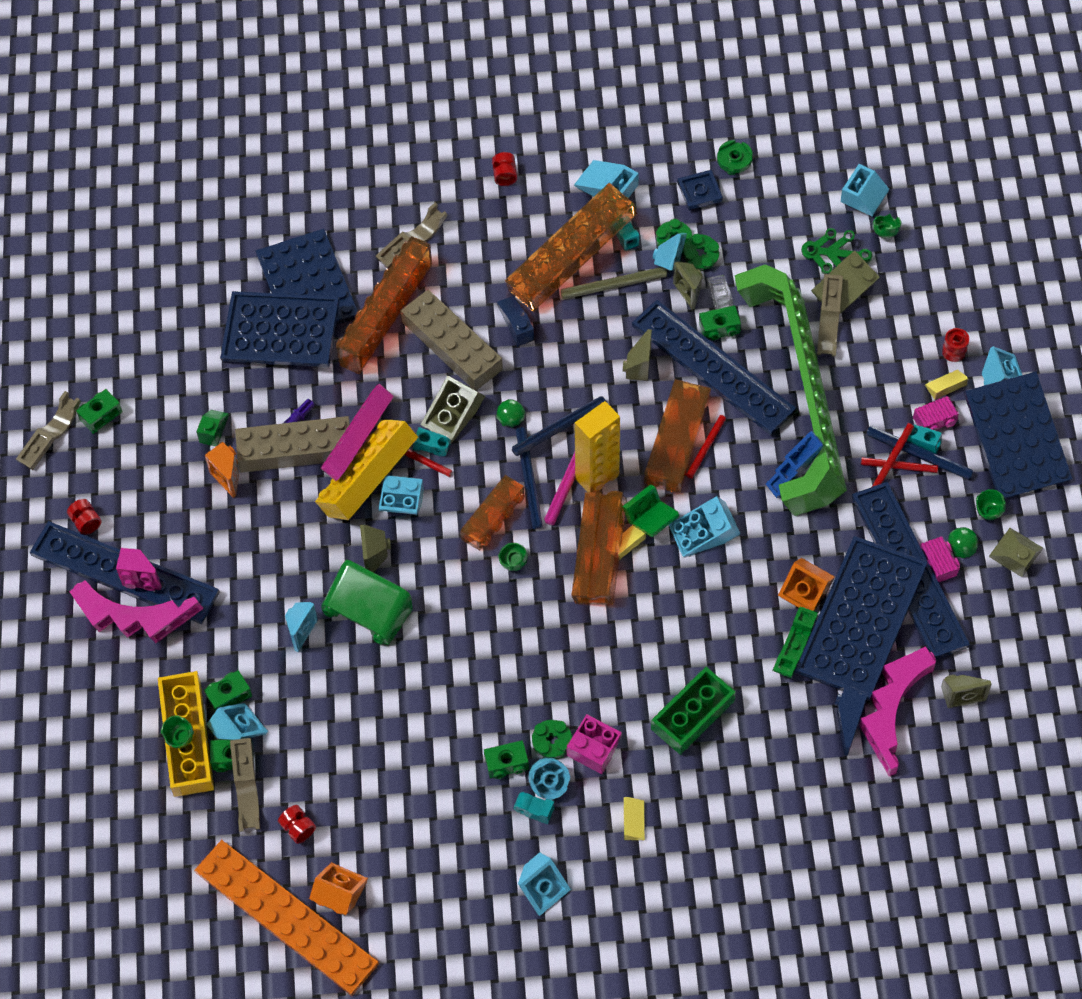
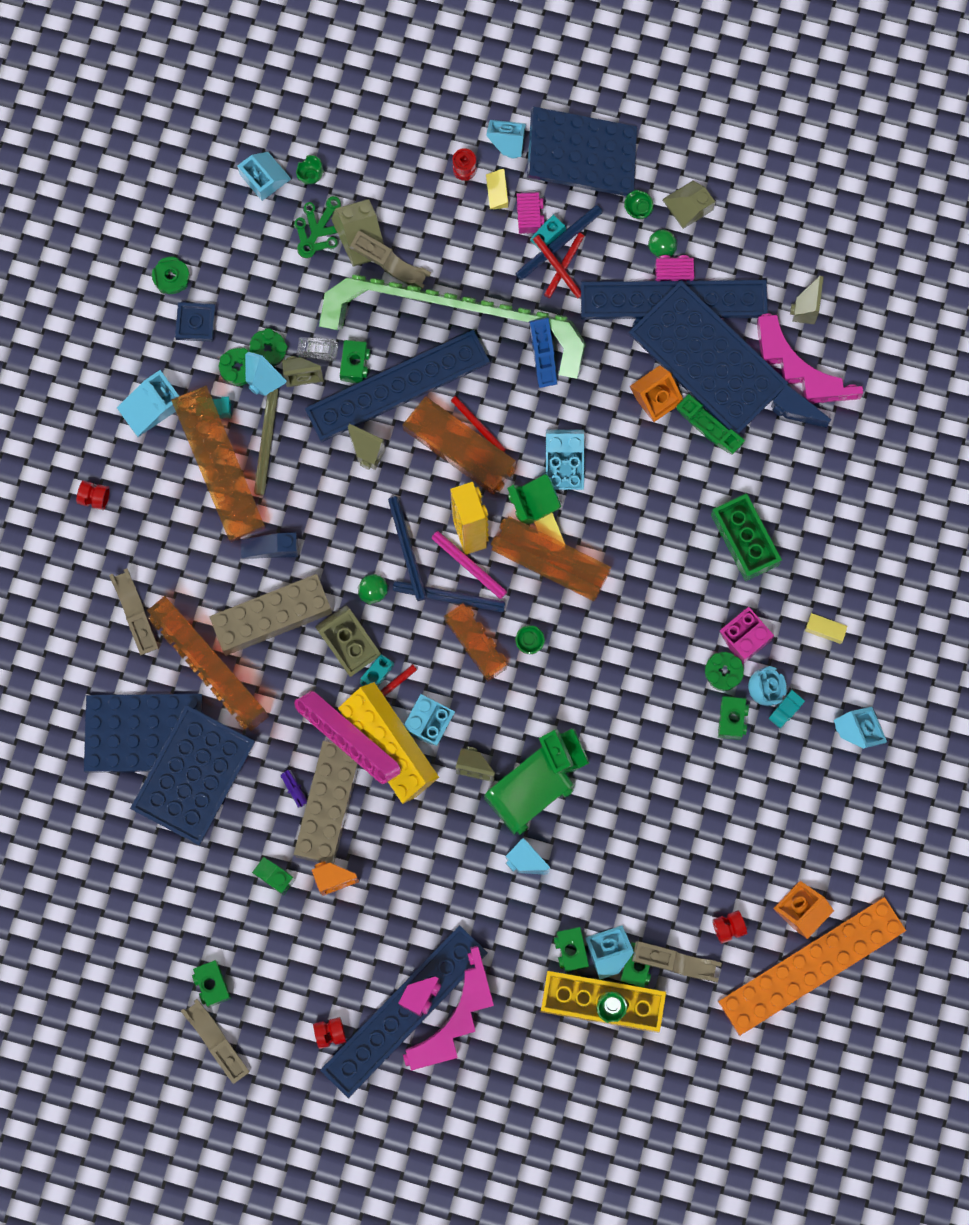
camera: 70 degrees left, 15 degrees up
(412, 615) = (564, 751): none -> green panel

